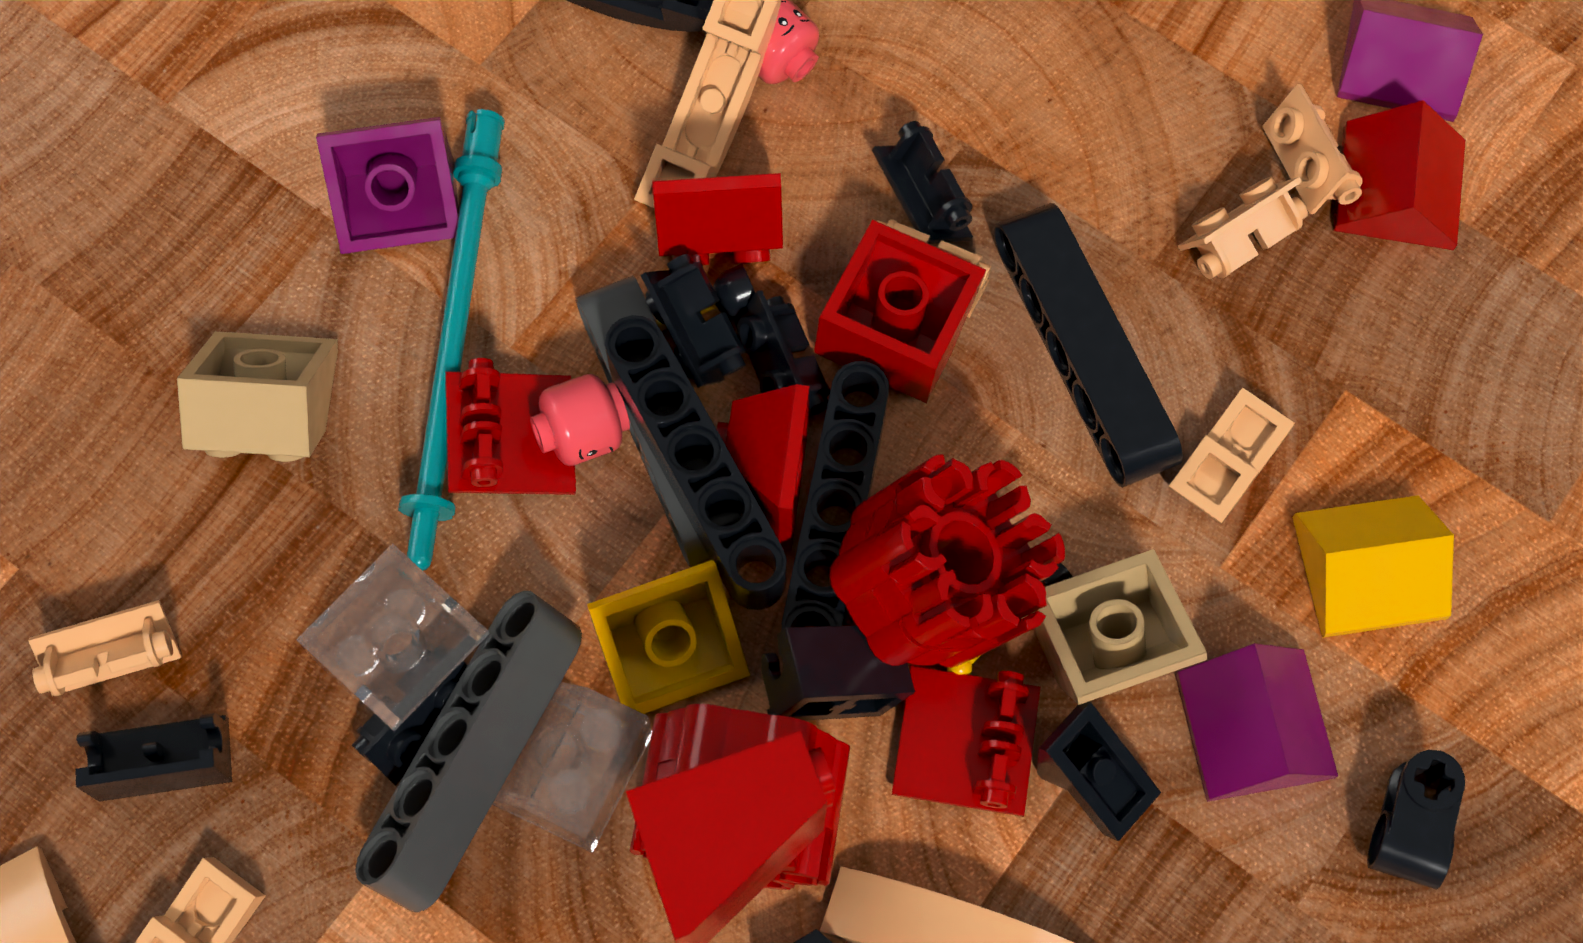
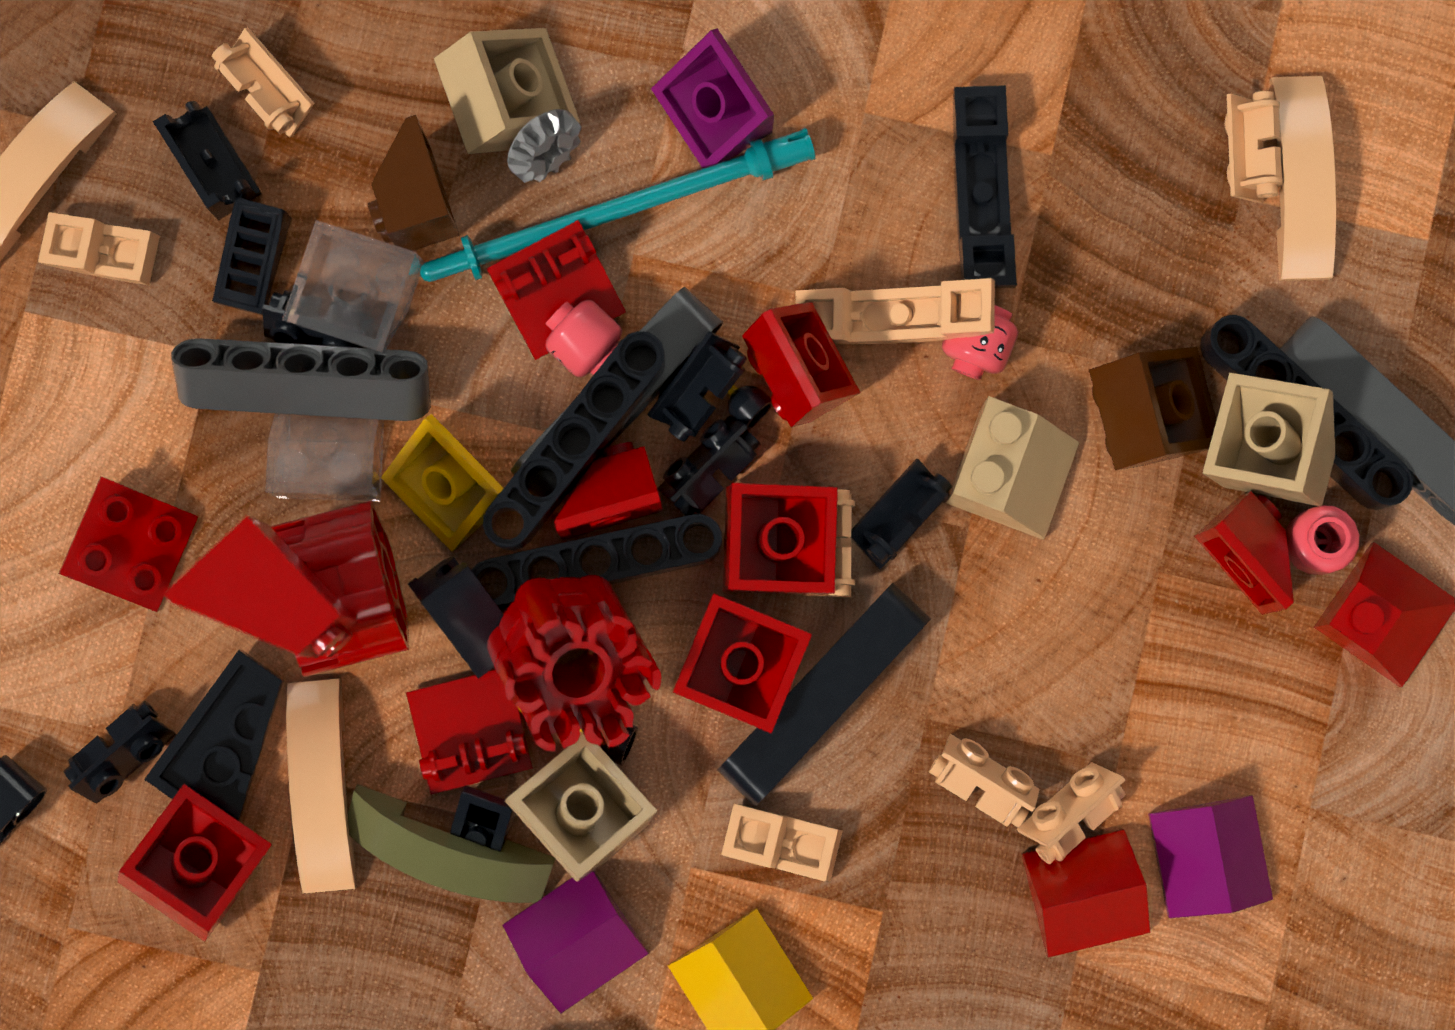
camera: 65 degrees right, 15 degrees up
(255, 716) = (238, 232): none -> black slope
(324, 518) = (409, 193): none -> reddish brown slope
(344, 372) = (543, 145): none -> light grey gear
(919, 67) = (1013, 468): none -> tan slope
(1019, 399) = (742, 663): none -> red slope
(1104, 829) = (445, 859): none -> olive slope

